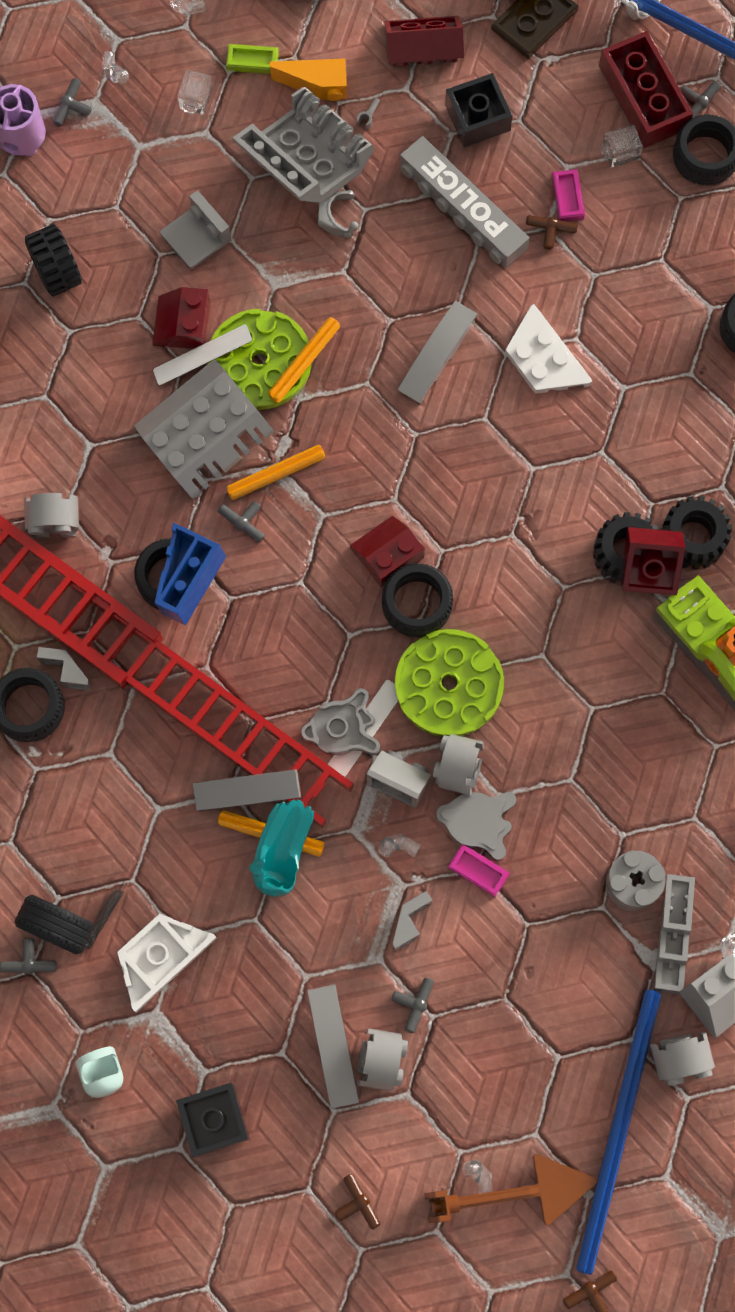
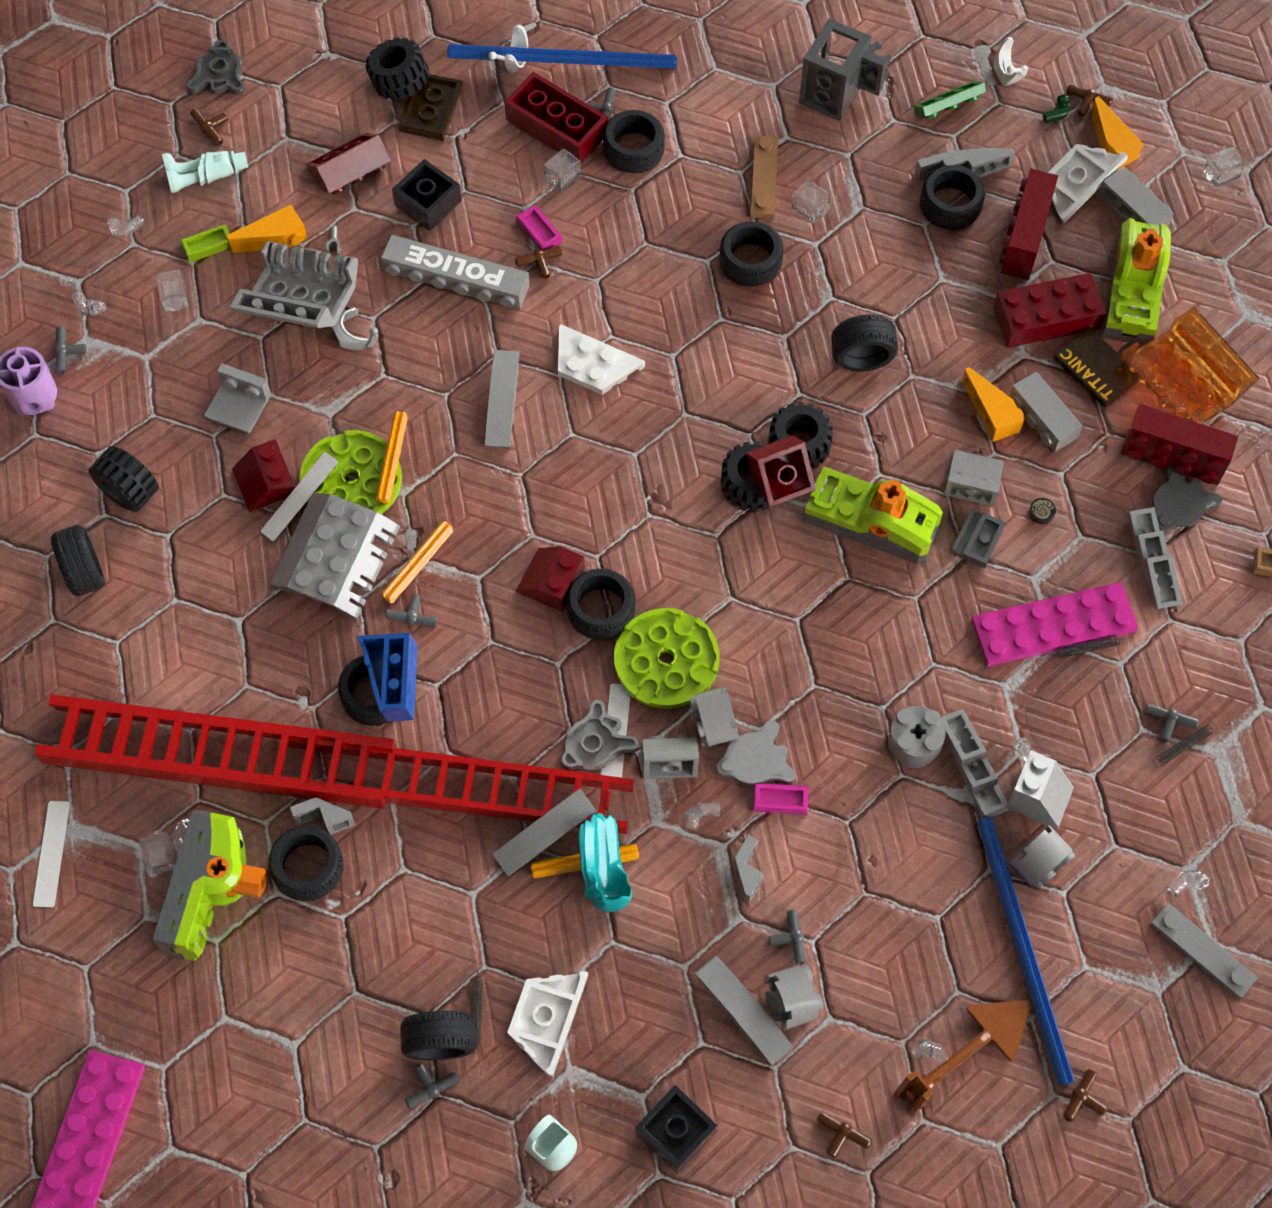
camera: 30 degrees left, 10 degrees down
(51, 515) = (239, 691): light grey brick -> none

